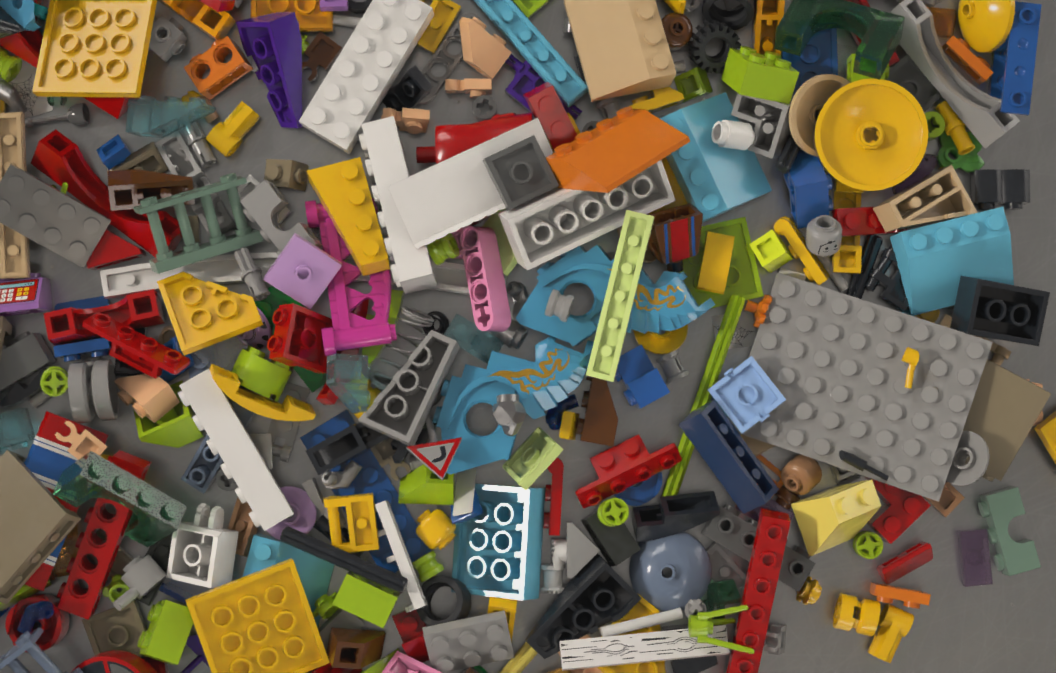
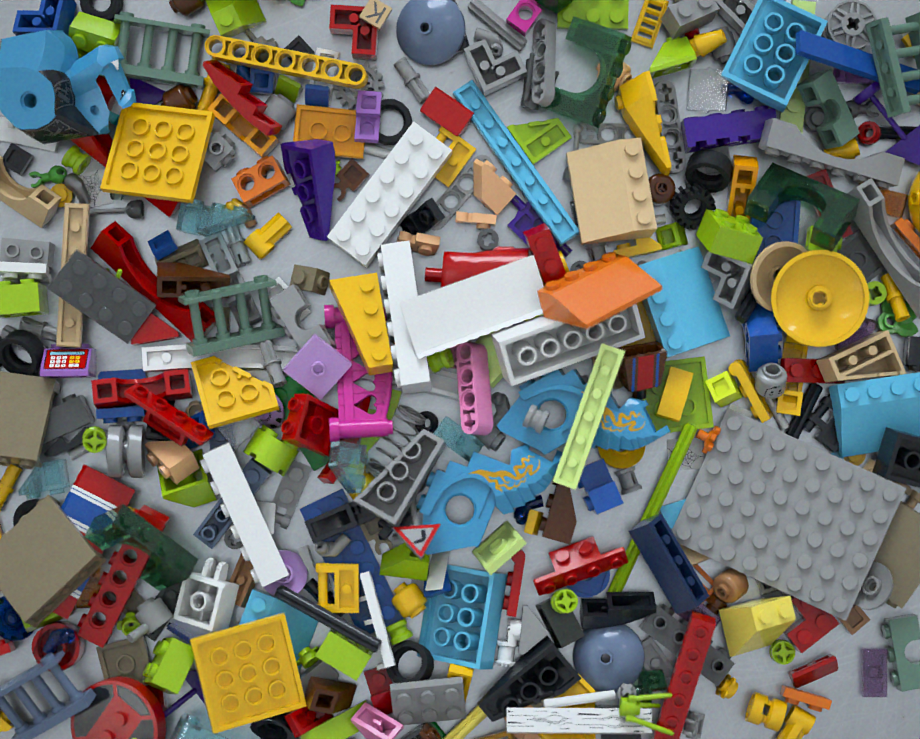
camera: 15 degrees right, 0 degrees up
(82, 443) = (113, 496): light nougat plate -> none
(290, 410) = (294, 484): yellow slope -> none
(509, 413) = (483, 507): flat silver rock -> none
(520, 173) = (514, 301): dark grey plate -> none
(733, 134) = (700, 285): white brick -> none
(746, 394) = (690, 511): light blue plate -> none
(860, 464) = (782, 582): black piece -> none
(911, 357) = (835, 494): yellow hand -> none

